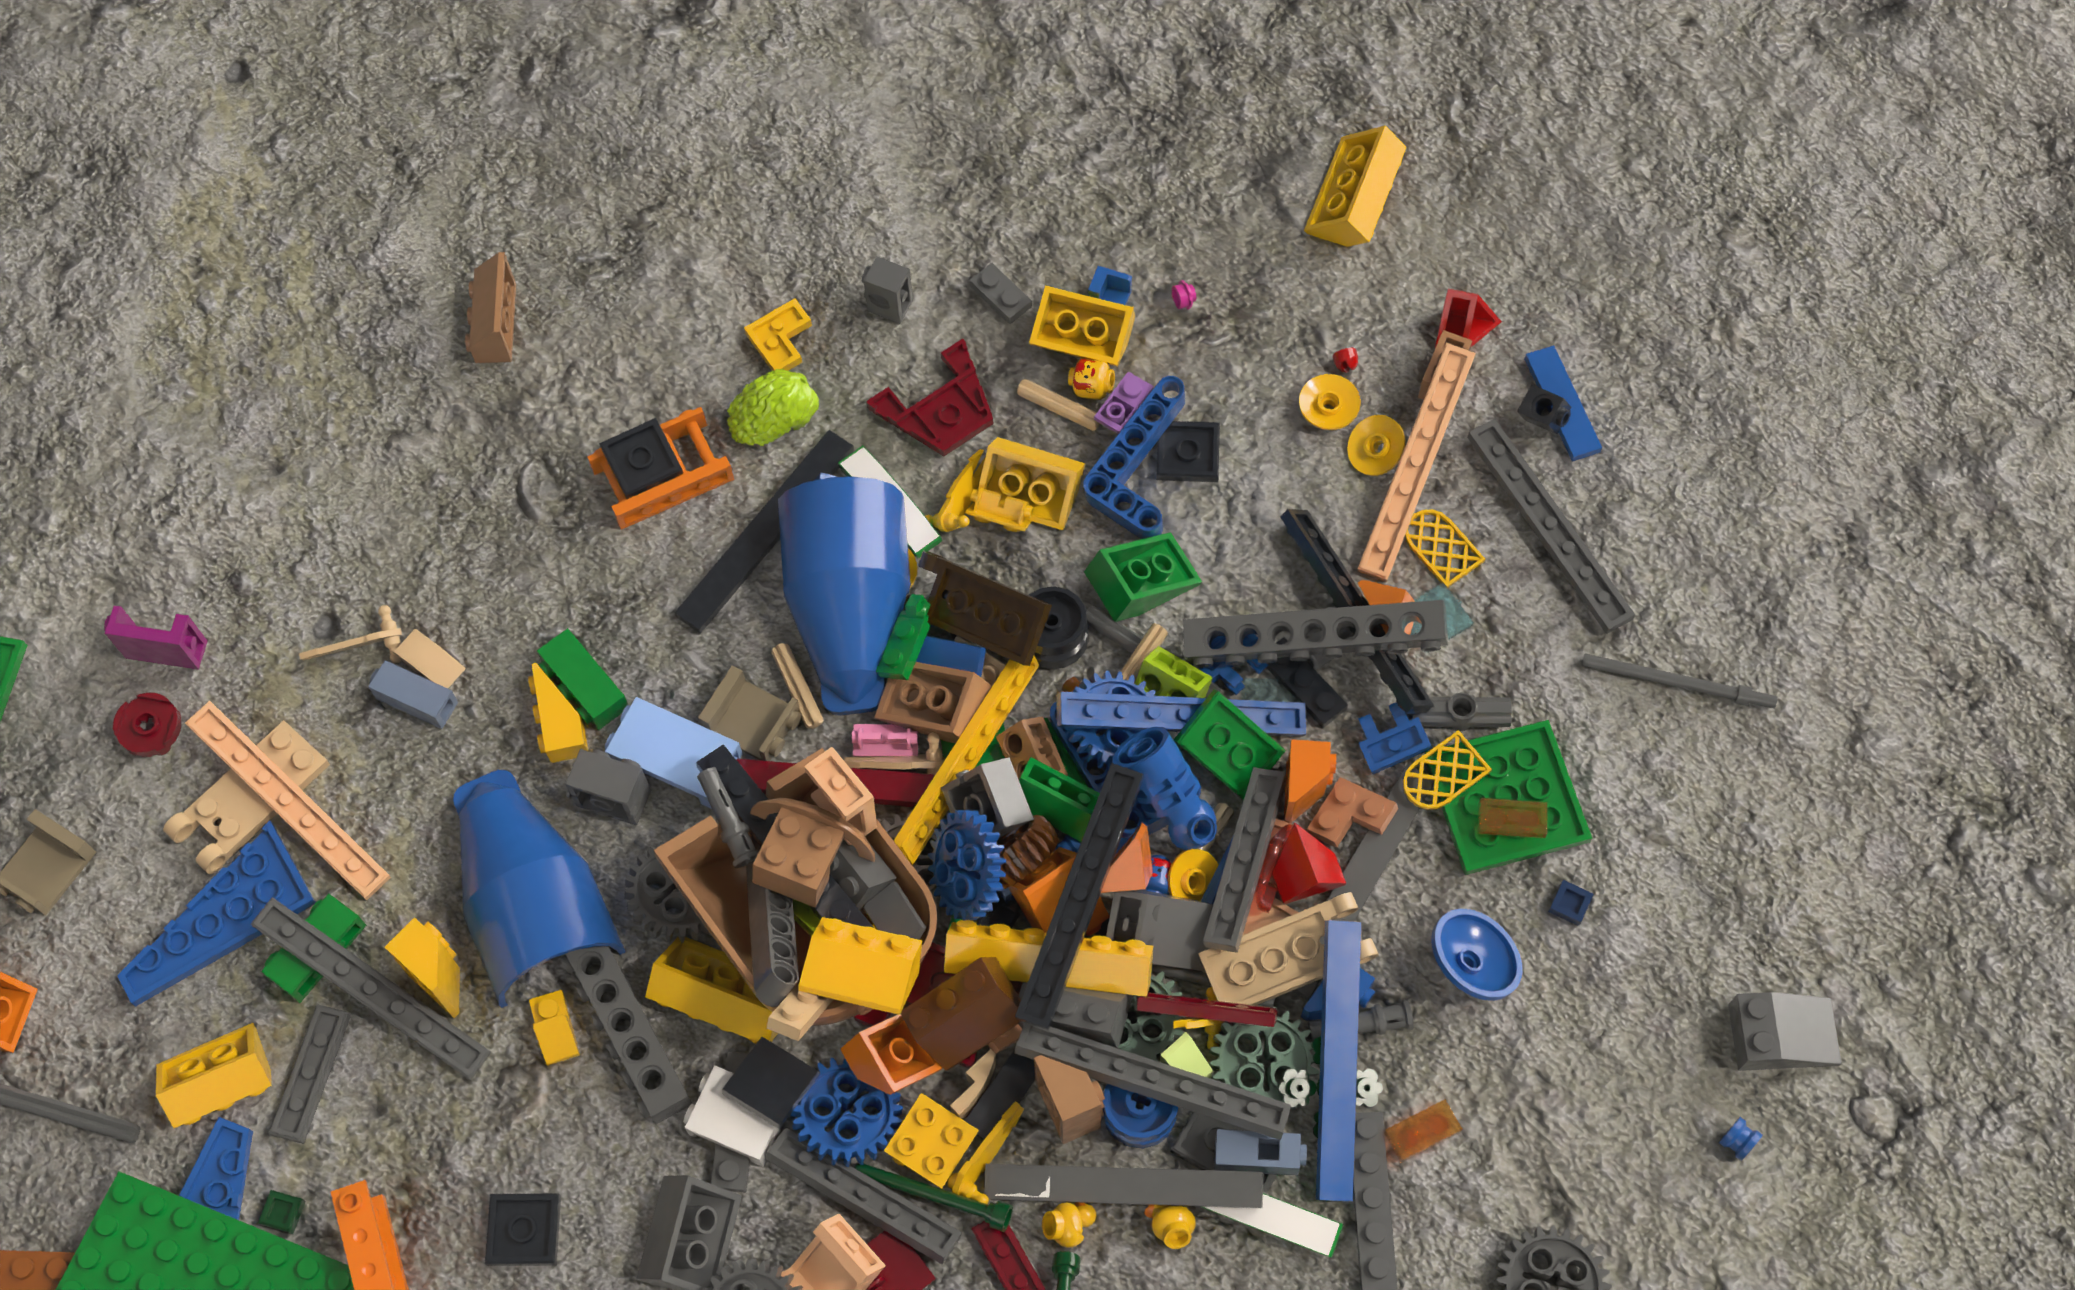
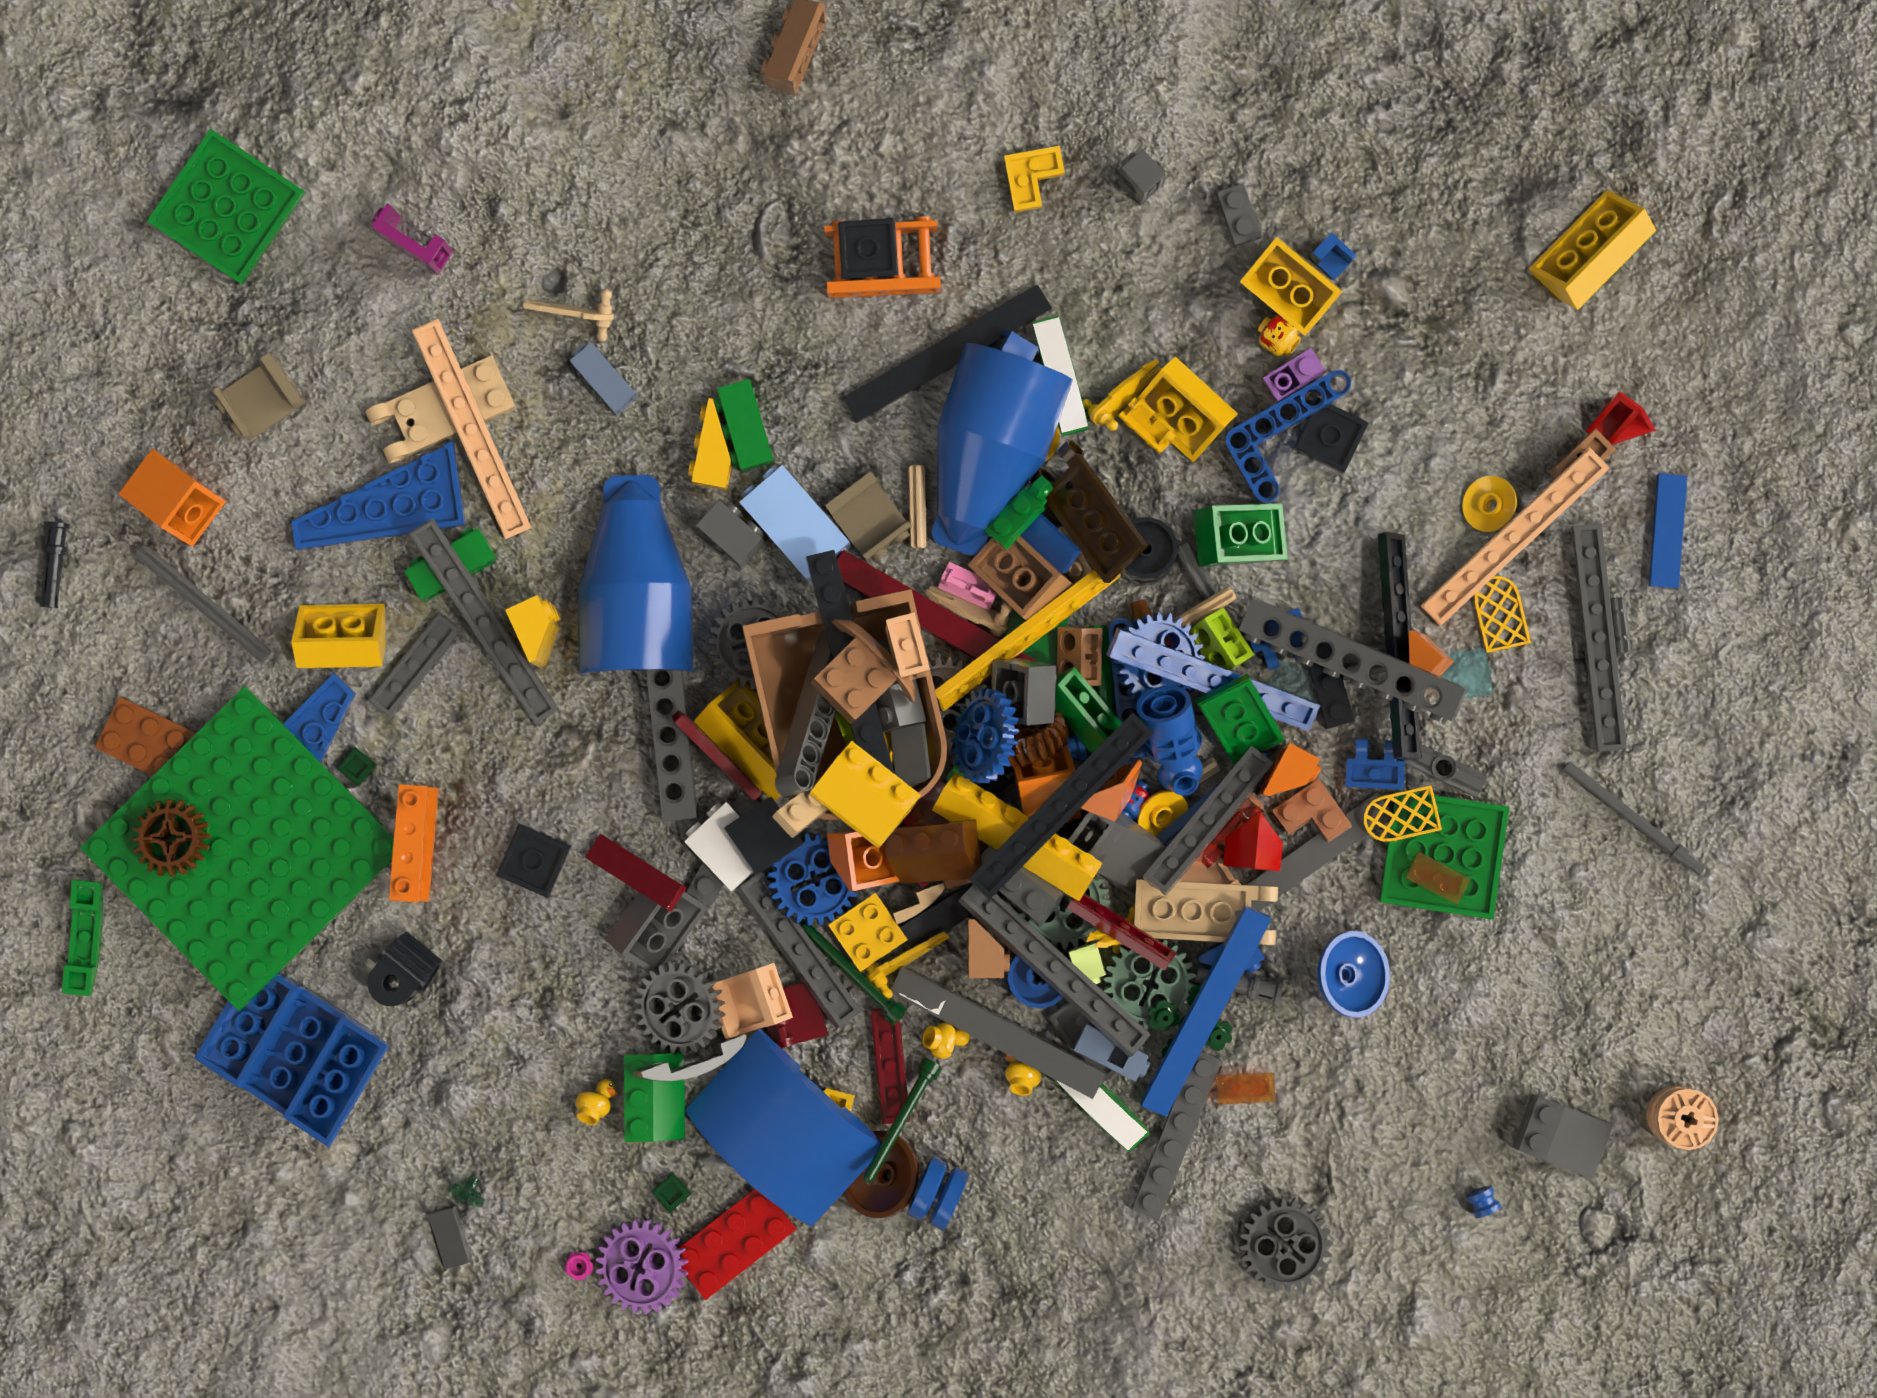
camera: 20 degrees right, 20 degrees up
(158, 738) = (379, 294): dark red plate -> none
(429, 659) = (627, 353): tan slope -> none
(554, 1027) = (615, 711): yellow slope -> none
(643, 1184) = (635, 872): none -> dark red tile
(684, 1018) = (716, 754): none -> dark red tile
(733, 830) = (813, 631): dark grey pin -> none
(771, 407) = (996, 243): lime hair -> none
(948, 414) = (1146, 313): dark red wing -> none
(1058, 404) = (1241, 344): tan axle -> none
(1183, 295) = (1394, 288): dark pink plate -> none
(1329, 390) = (1482, 438): yellow dish -> none
(1345, 358) = (1503, 411): red hinge -> none
(1536, 401) = (1636, 530): black brick -> none
(1565, 505) = (1620, 625): none -> dark grey axle
(1571, 903) = (1450, 961): dark blue tile -> none
(1886, 964) = (1665, 1115): none -> light nougat wheel

